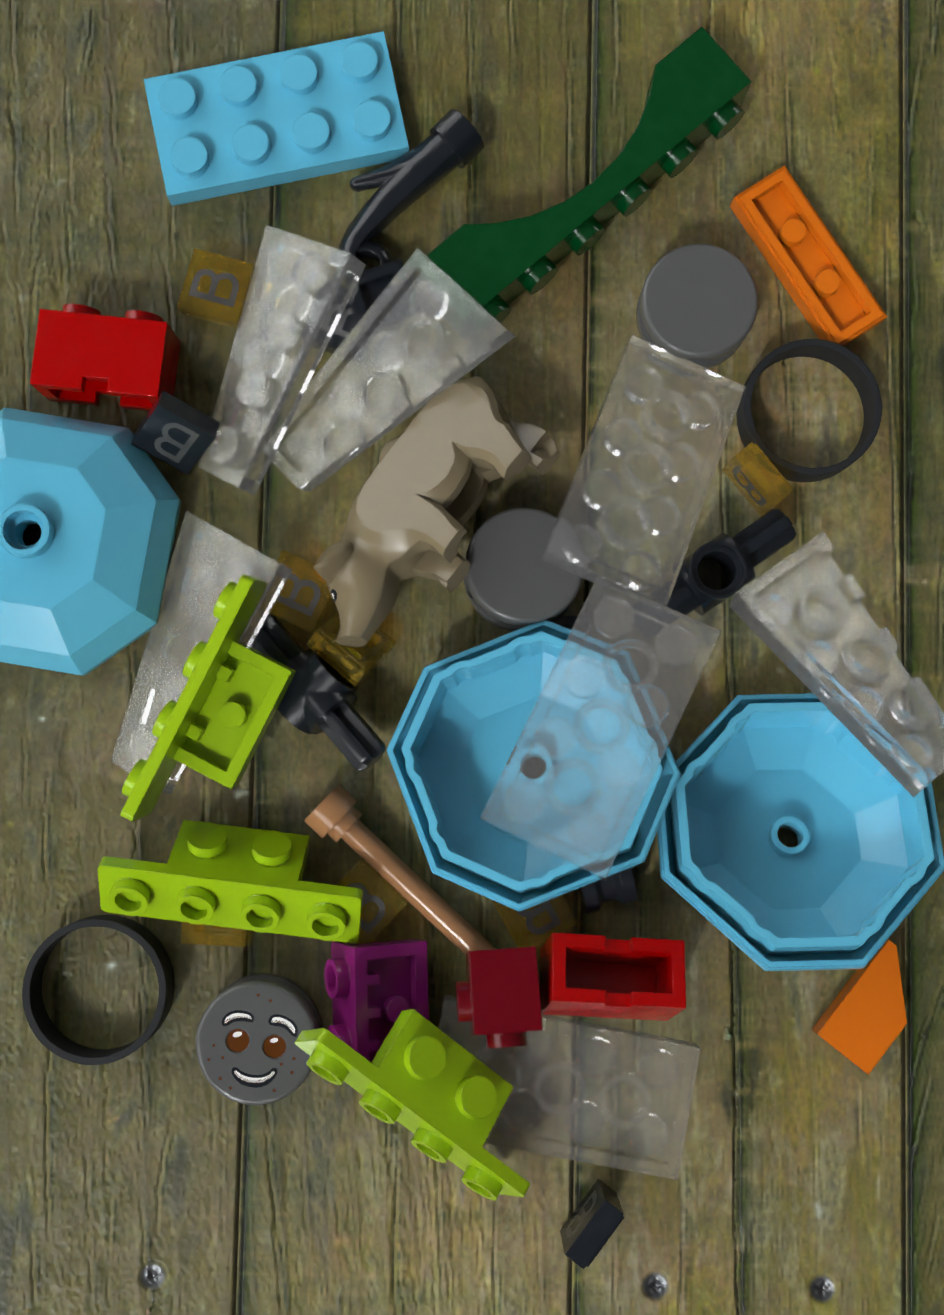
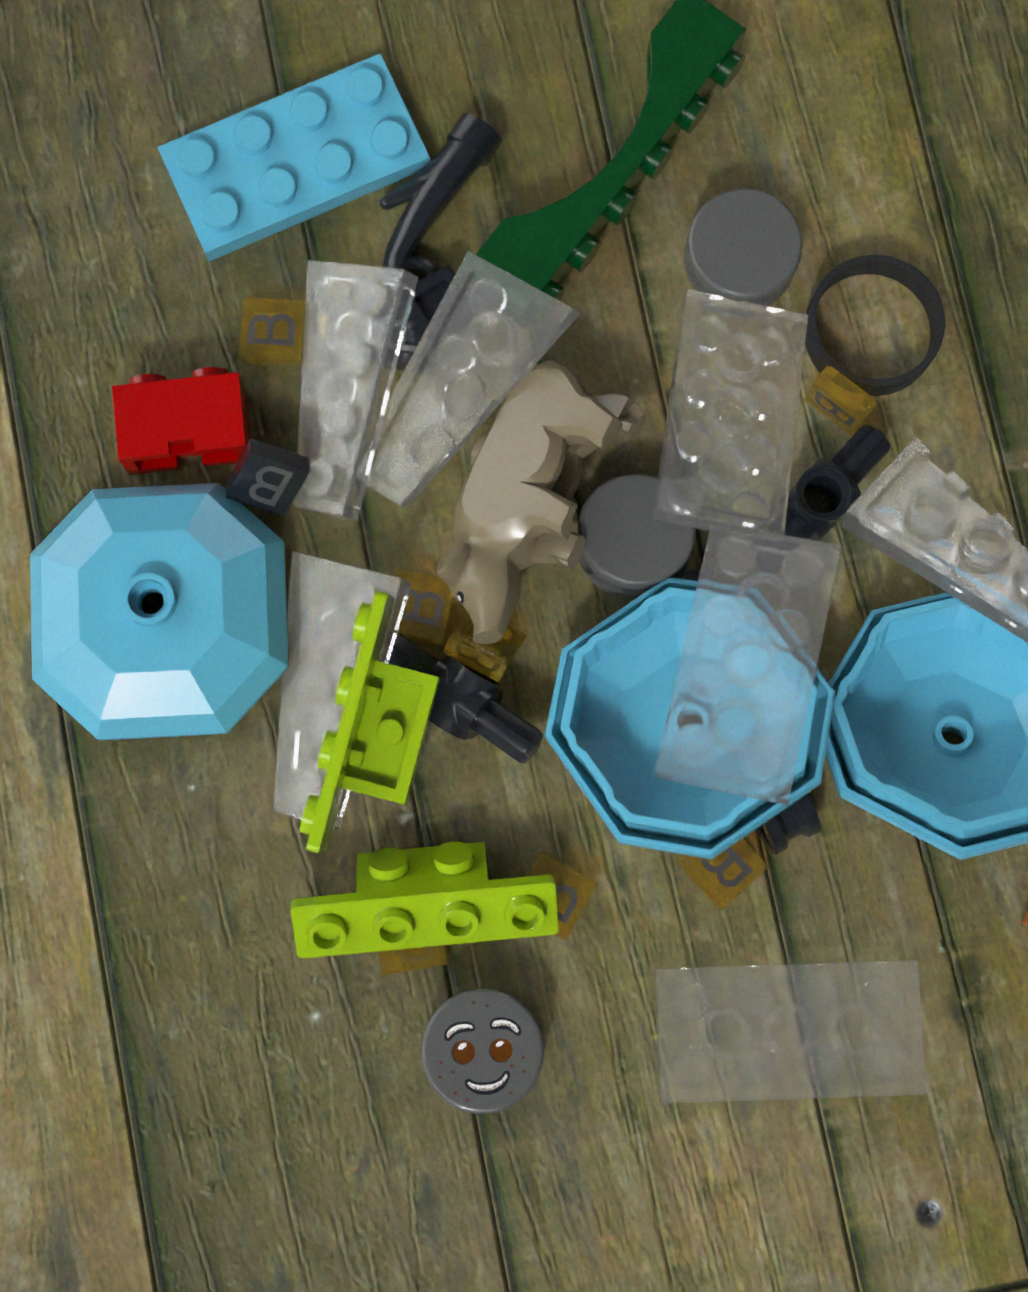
camera: 10 degrees left, 5 degrees down
(38, 1016) = (247, 1063): black tyre -> none
(341, 820) = (512, 818): medium nougat piece -> none
(372, 988) = (592, 995): magenta bracket -> none
(430, 1090) = (663, 1055): lime bracket -> none
(501, 995) = (712, 946): dark red brick -> none
(591, 1224) = (852, 1158): black tile -> none
(612, 977) = (815, 909): red brick -> none
(807, 259) = (838, 182): orange tile -> none

